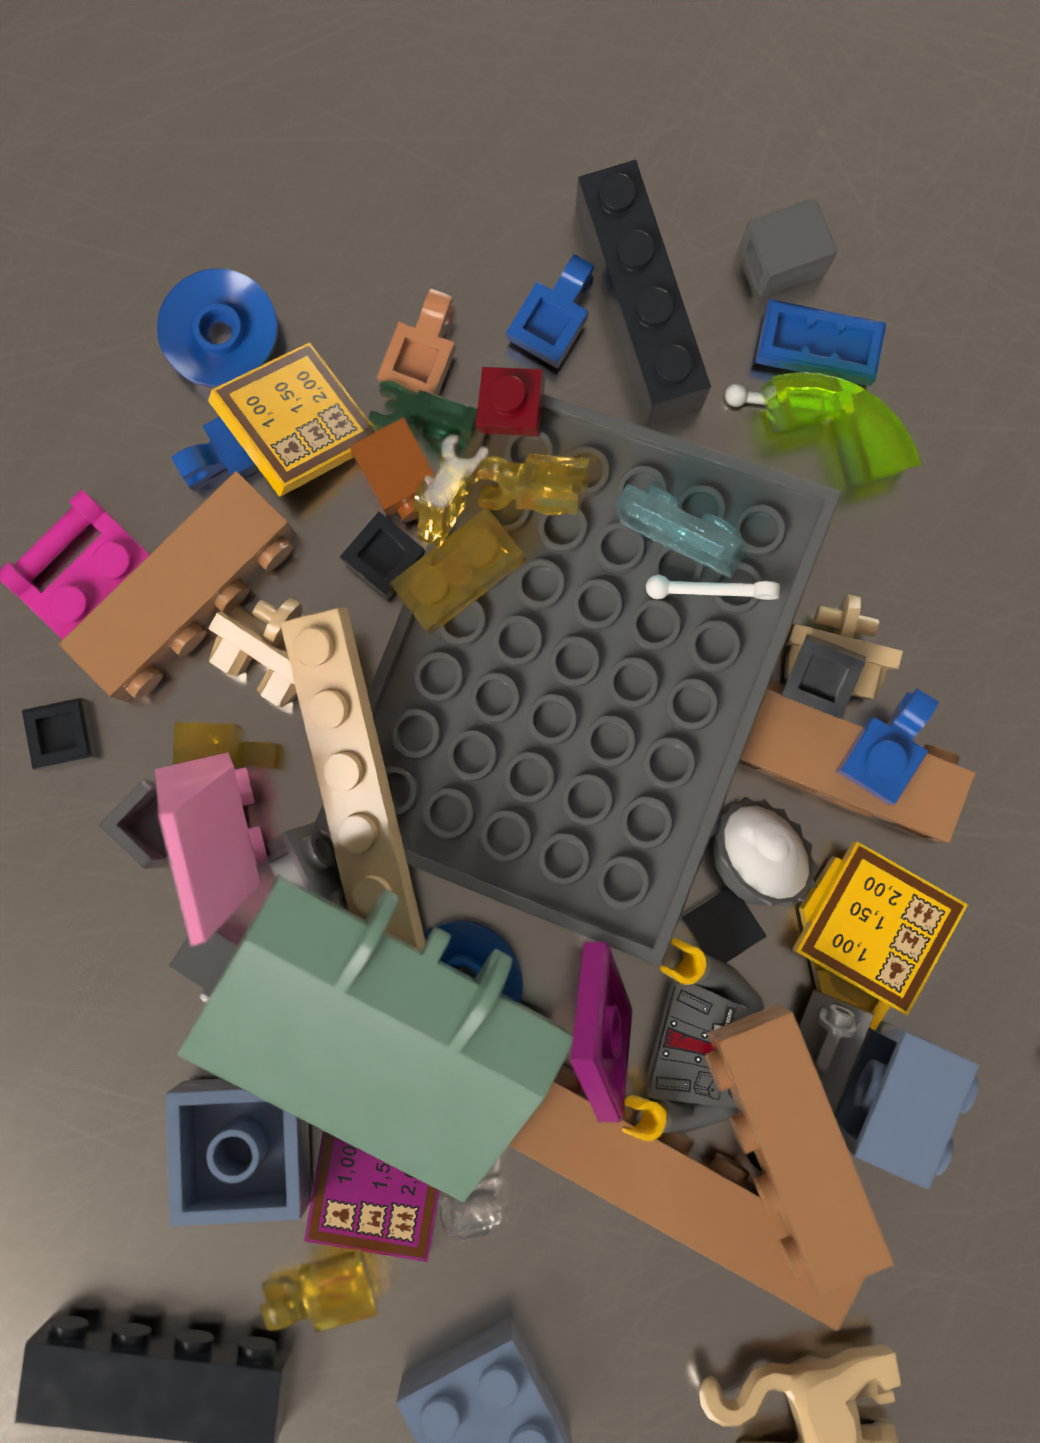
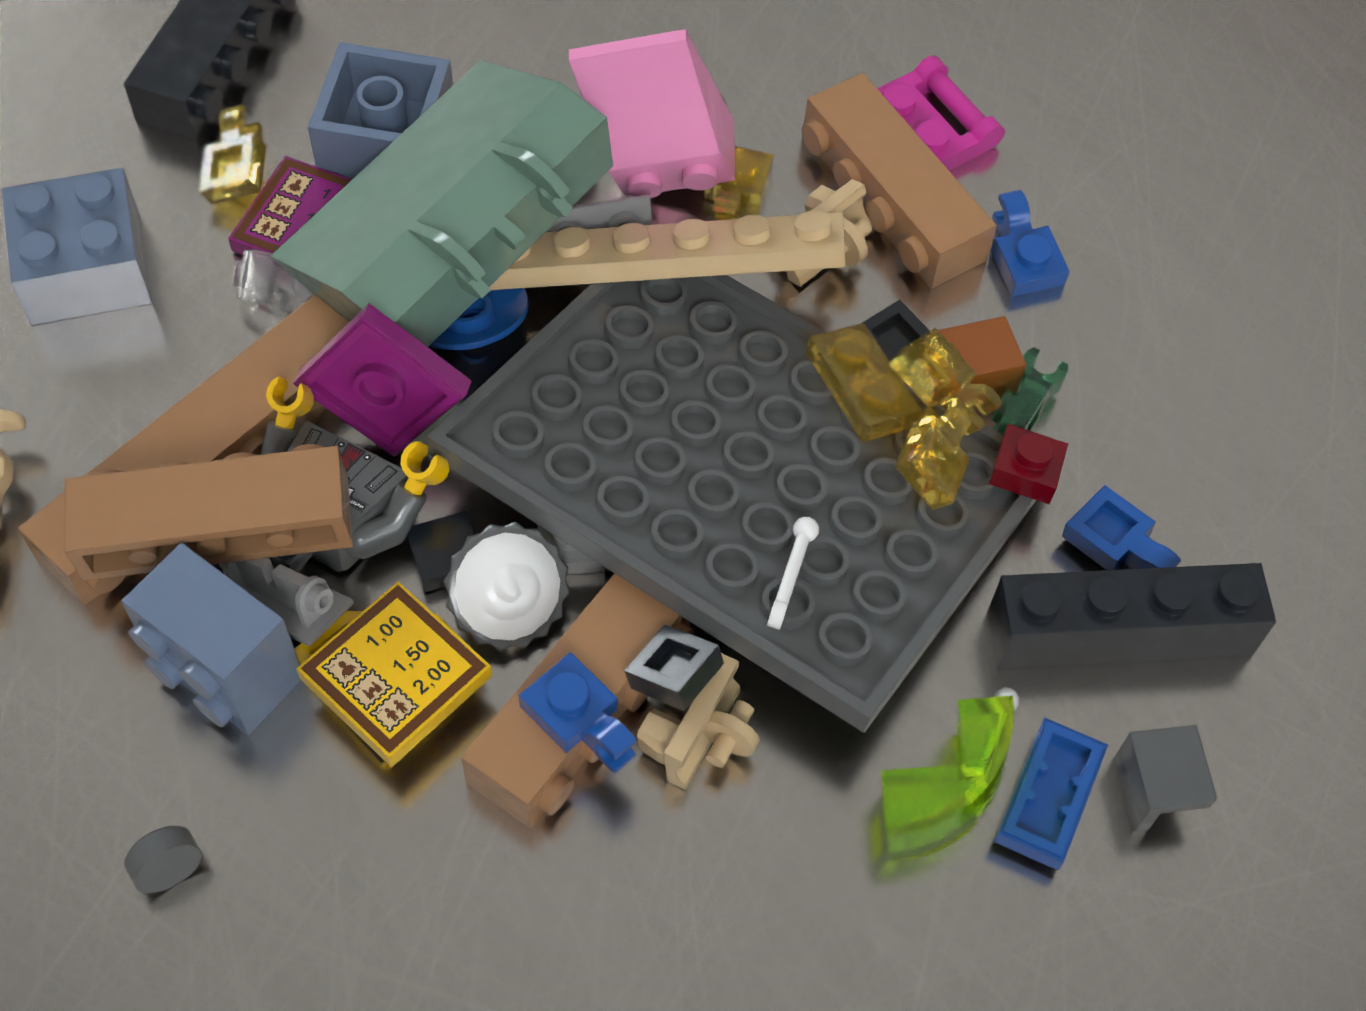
camera: 100 degrees right, 25 degrees down
(59, 734) = (784, 81): black tile -> none
(201, 307) = (1142, 253): blue dish -> none
(291, 418) = (1044, 287): tile -> none
(419, 354) = (1094, 410): nougat plate -> none
(658, 517) = (847, 559): clear light blue plate -> none

